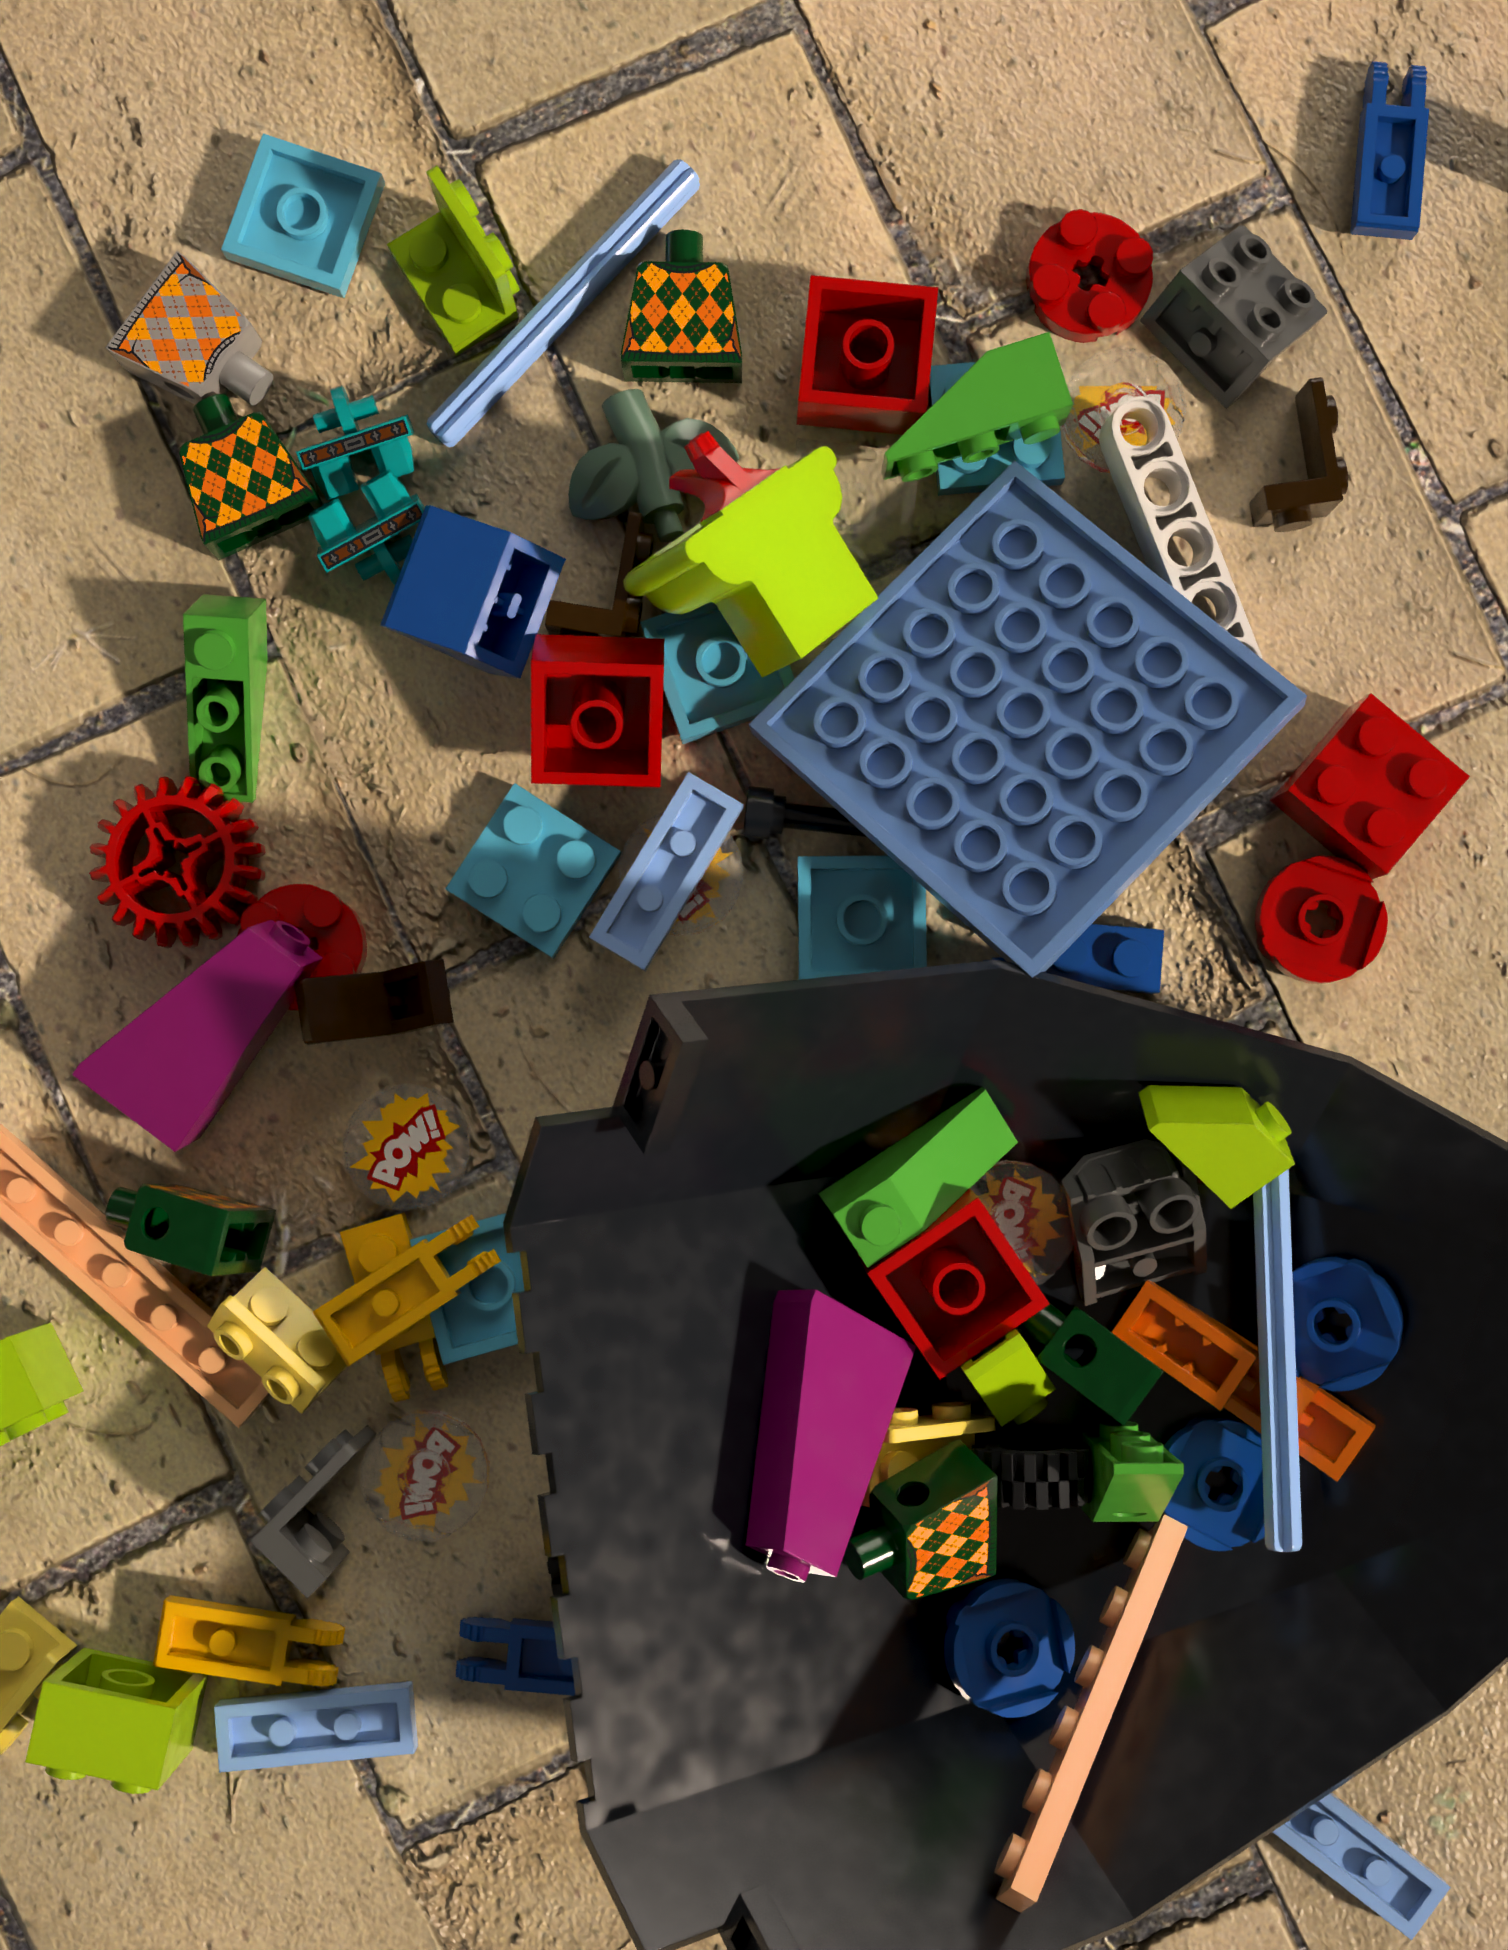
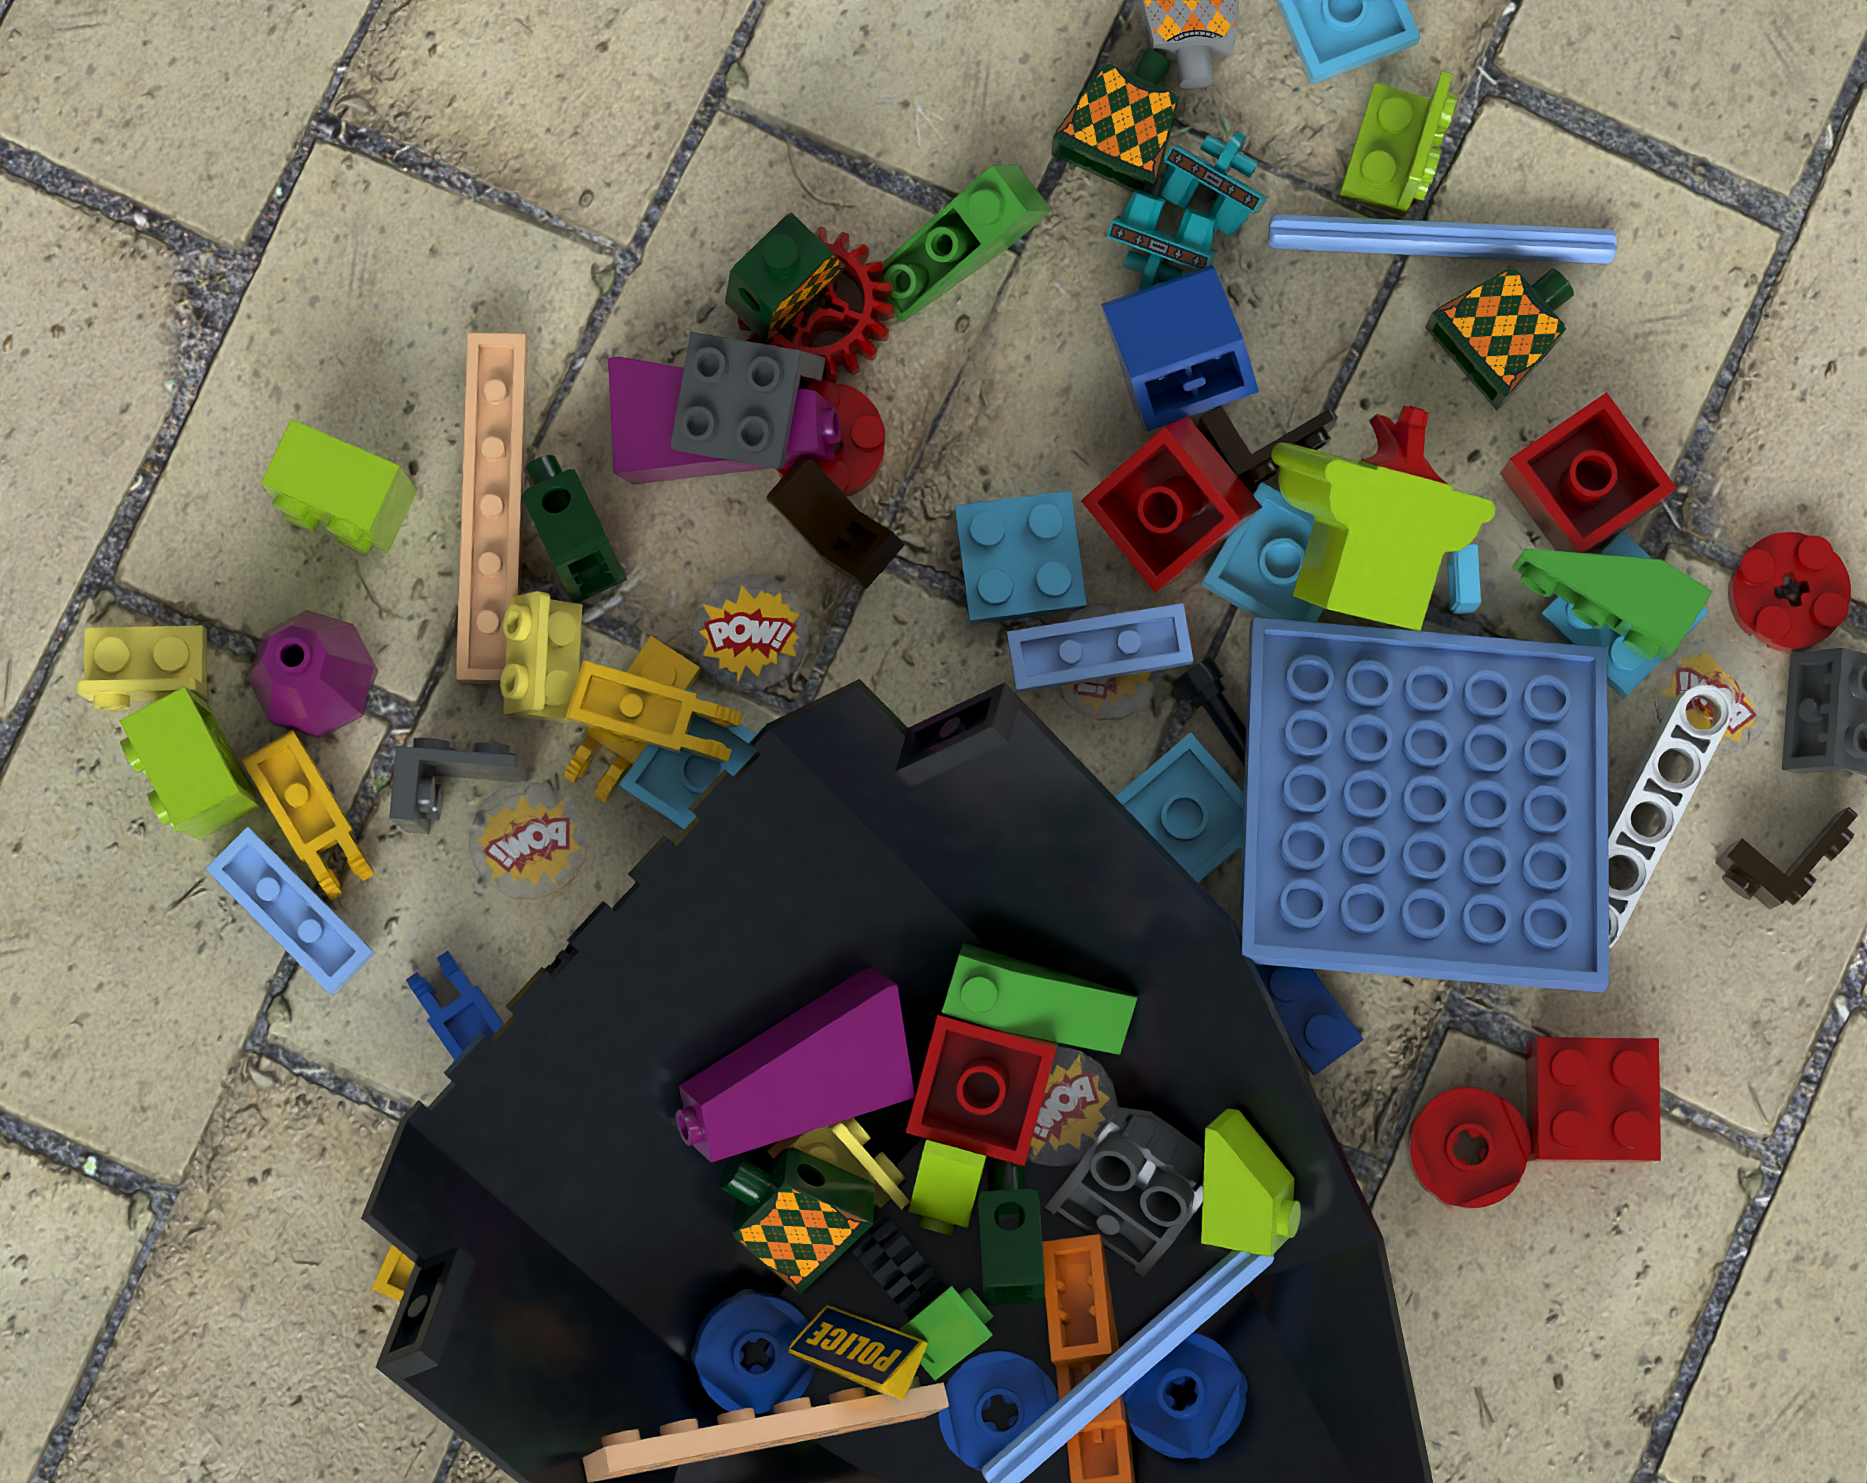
camera: 55 degrees right, 5 degrees down
(124, 869) = (782, 275): none -> dark green torso
(130, 1541) = (312, 674): none -> magenta cone
(201, 996) = (740, 399): none -> dark grey bracket
(639, 467) = (1365, 387): sand green plant -> none
(864, 527) = (1464, 580): none -> medium azure tile
(1087, 1568) = (860, 1351): none -> slope

